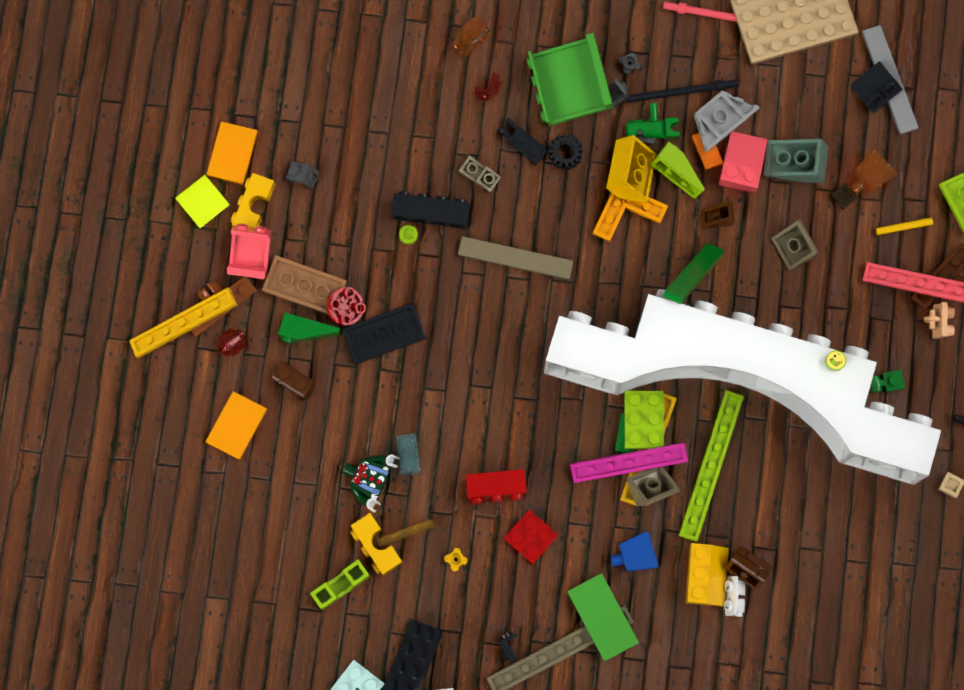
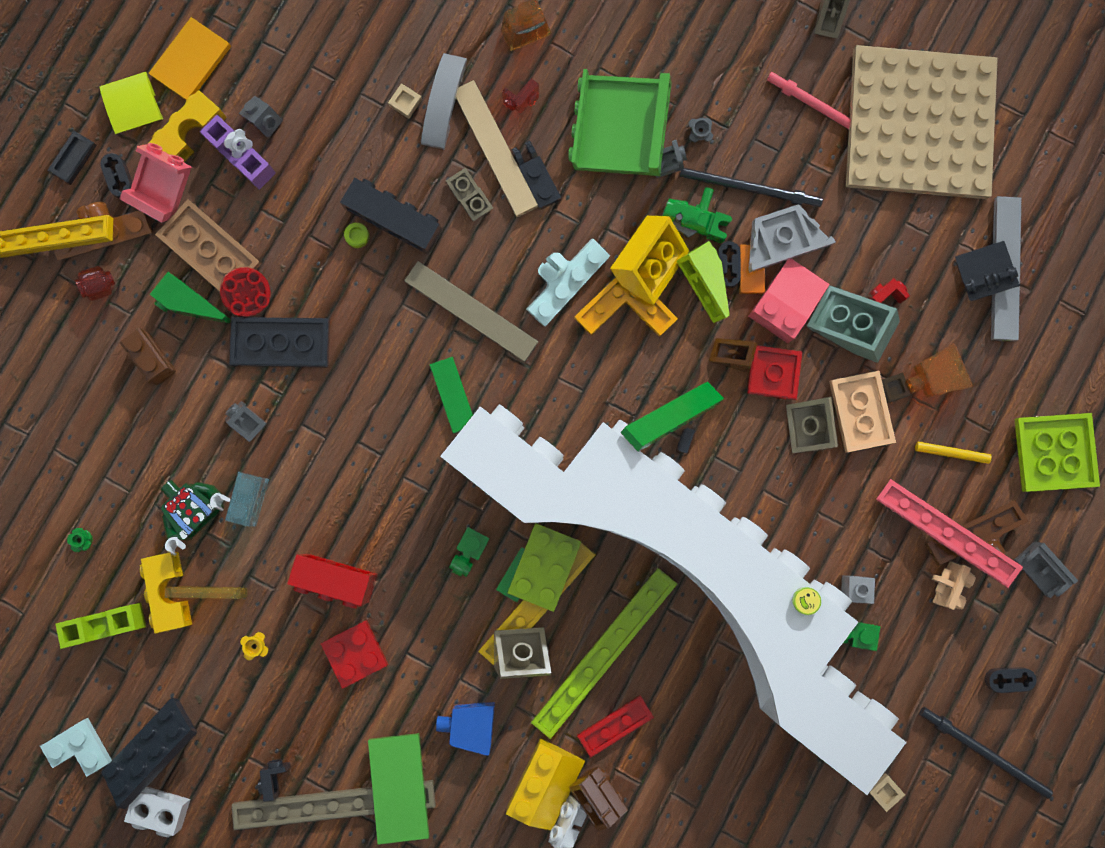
camera: 20 degrees right, 5 degrees up
(173, 258) = (72, 157): none -> black tile
(210, 261) = (112, 177): none -> black beam
(236, 425) = (62, 384): light orange tile -> none
(290, 204) = (250, 162): none -> medium lavender arch
(299, 200) = (232, 140): none -> white plate
(301, 533) = (86, 540): none -> green plate
(382, 399) = (244, 420): none -> dark grey bracket
(405, 123) = (405, 101): none -> tan plate
(432, 113) = (442, 100): none -> light grey slope
(484, 133) = (495, 149): none -> tan tile
(526, 323) = (452, 393): none -> green tile
(568, 162) = (588, 194): black tyre -> none
(575, 208) = (565, 279): none -> light aqua plate
(585, 426) = (472, 546): none -> green plate
(629, 462) = (506, 612): dark pink tile -> none
(693, 151) = (734, 265): none -> black beam
(708, 291) = (685, 441): none -> black tile
(740, 514) = (615, 726): none -> red tile
(753, 218) = (775, 373): none -> red plate
(814, 124) = (893, 287): none -> red bracket
(827, 221) = (862, 411): none -> light nougat plate
(875, 347) = (859, 588): none -> light grey brick

